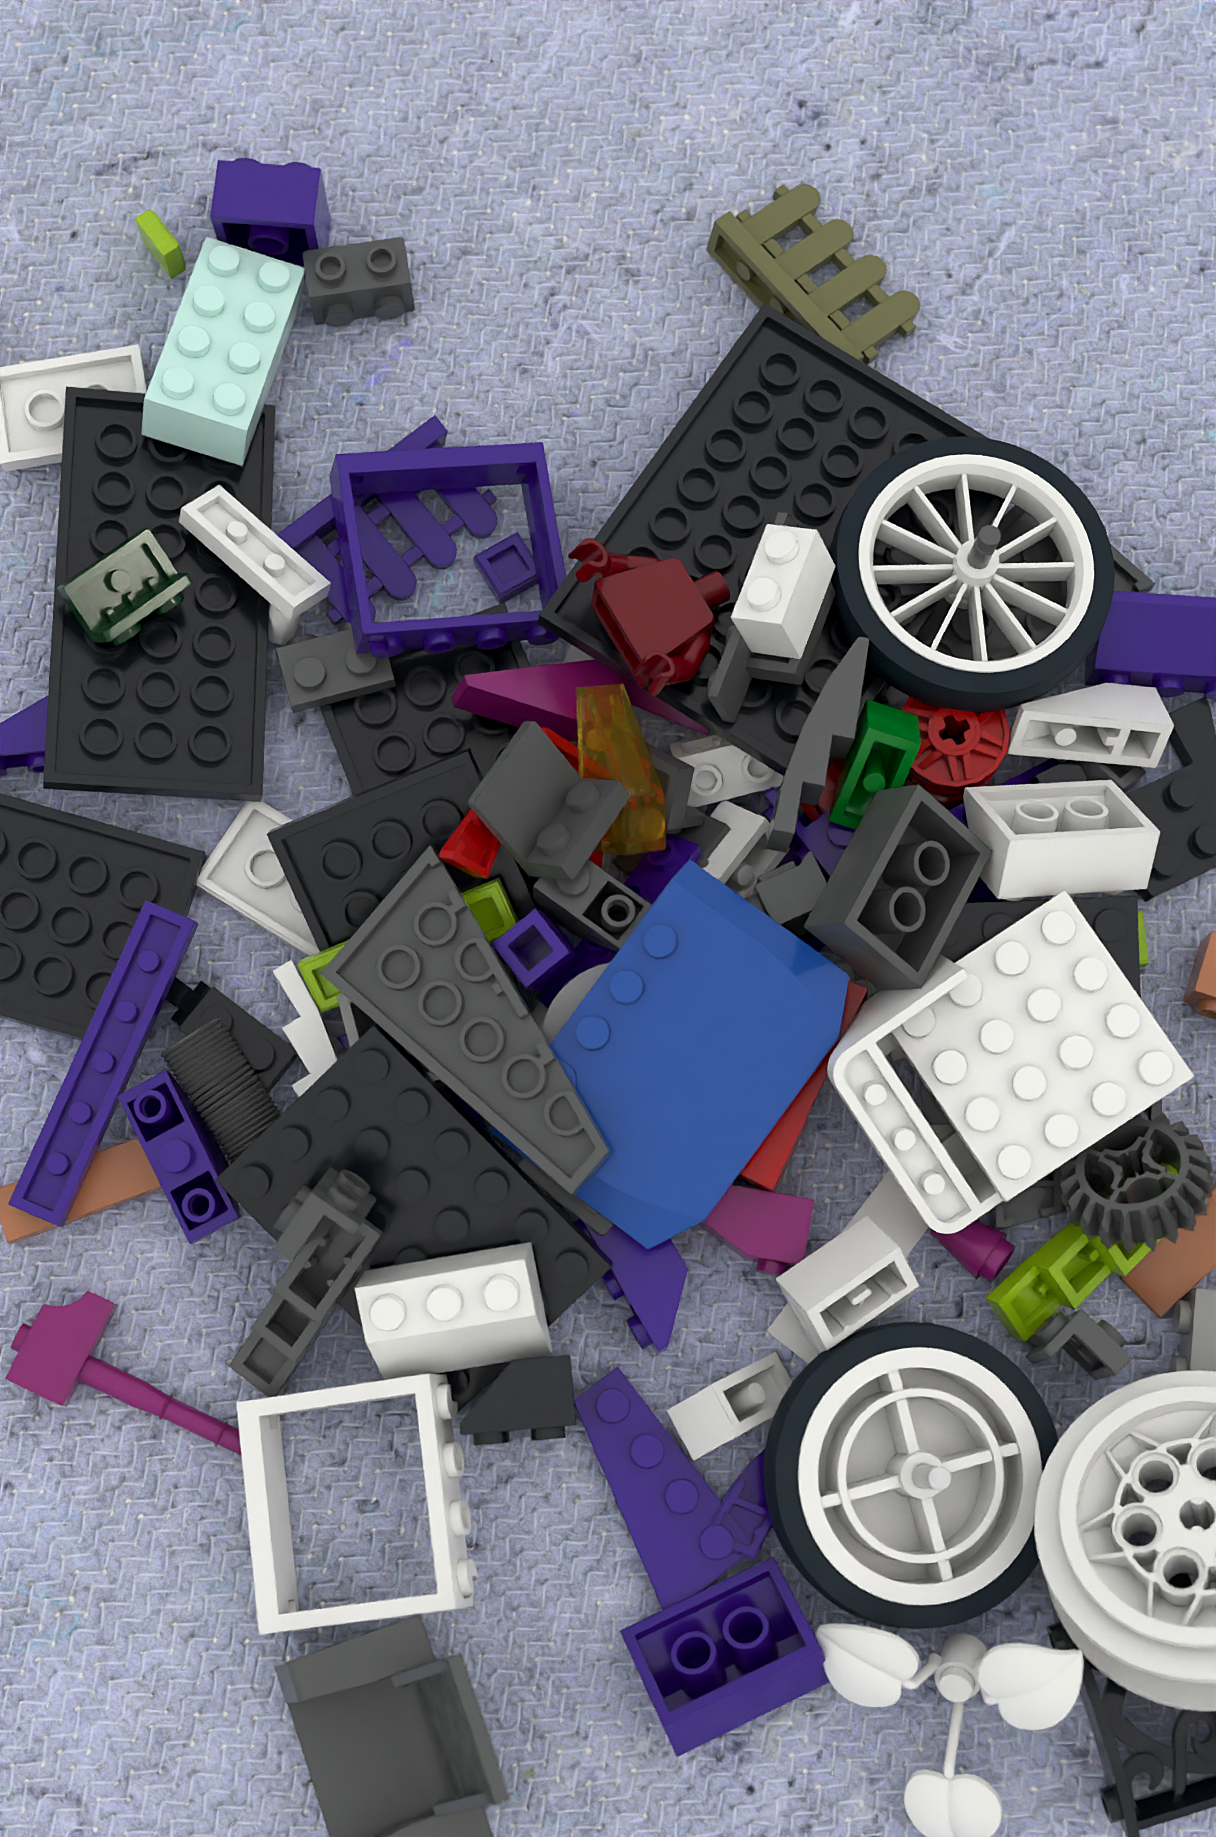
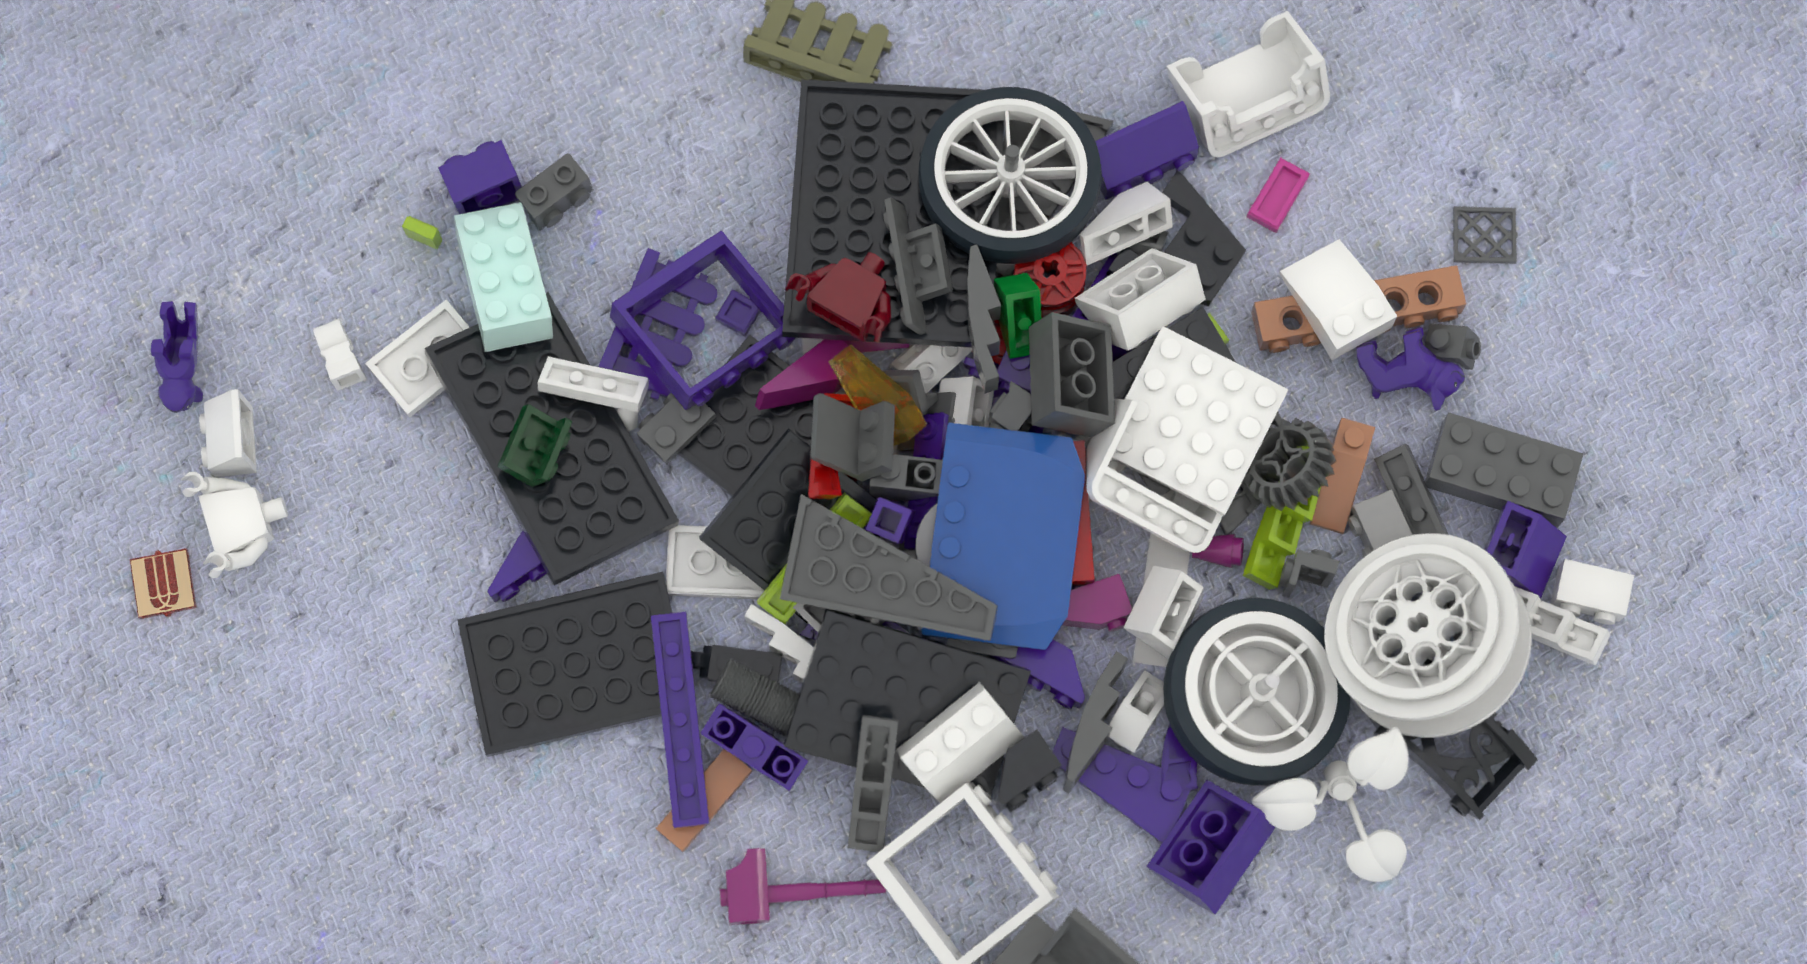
camera: 25 degrees left, 0 degrees up
(337, 1196) = (852, 728): dark grey bracket -> none
(649, 1398) = (1092, 730): none -> dark grey slope
(783, 591) = (915, 244): white brick -> none

